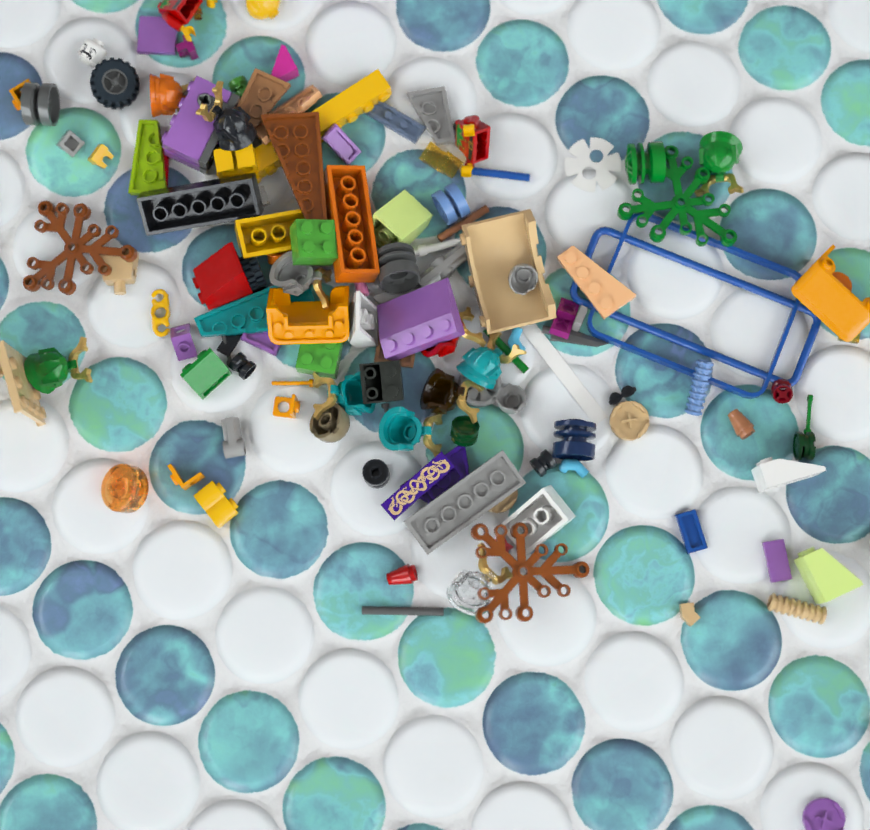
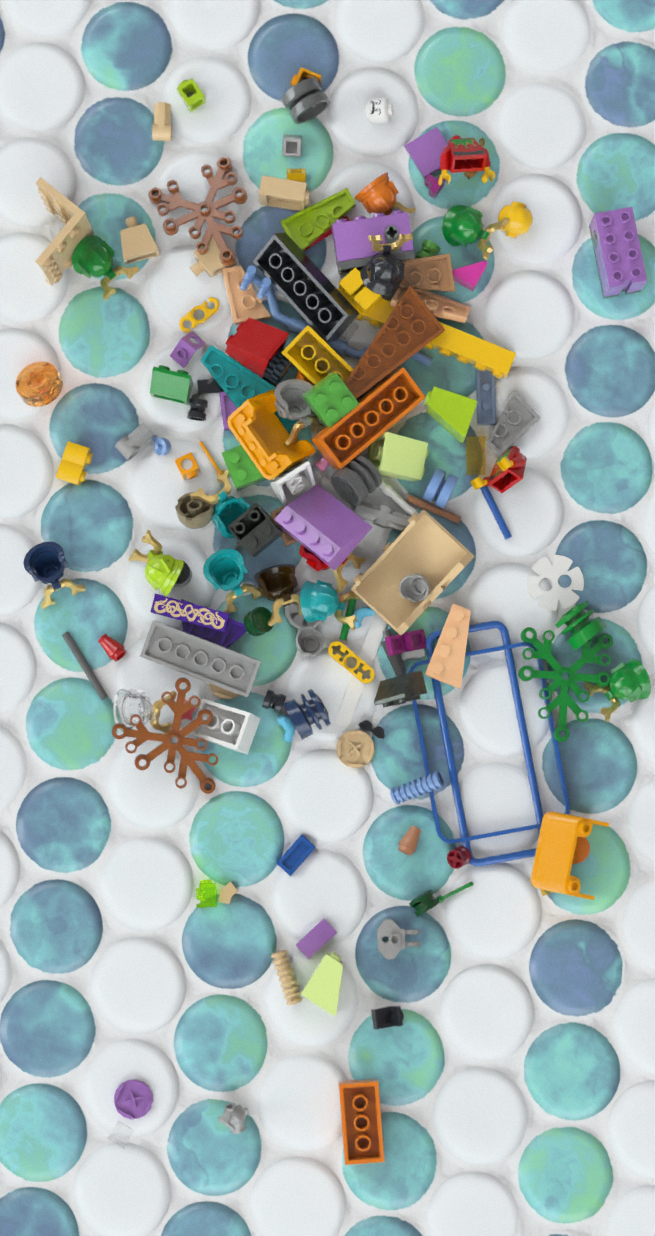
camera: 55 degrees right, 5 degrees up
(60, 323) = (137, 242): none -> tan torso
(107, 172) = (283, 193): none -> tan window
(114, 83) = (363, 148): black wheel -> none
(170, 266) = (242, 303): none -> light nougat wing
(177, 479) = (74, 419): light orange bracket -> none
(225, 236) = (297, 325): none -> medium blue piece
(240, 43) = (465, 226): none -> green helmet
(252, 417) = (162, 445): none -> medium blue piece
(291, 584) = (47, 564): none -> dark blue helmet
(341, 144) = (433, 365): medium lavender tile -> none
(363, 485) = (160, 569): none -> lime helmet
(391, 153) = (450, 411): none -> lime slope
(564, 365) = (359, 675): none -> yellow beam
(605, 345) = (400, 689): none -> pearl dark grey slope
(678, 632) = (206, 894): none -> clear neon green brick
(780, 472) = (385, 894): white slope -> none
(820, 489) = (396, 938): none -> light grey hinge

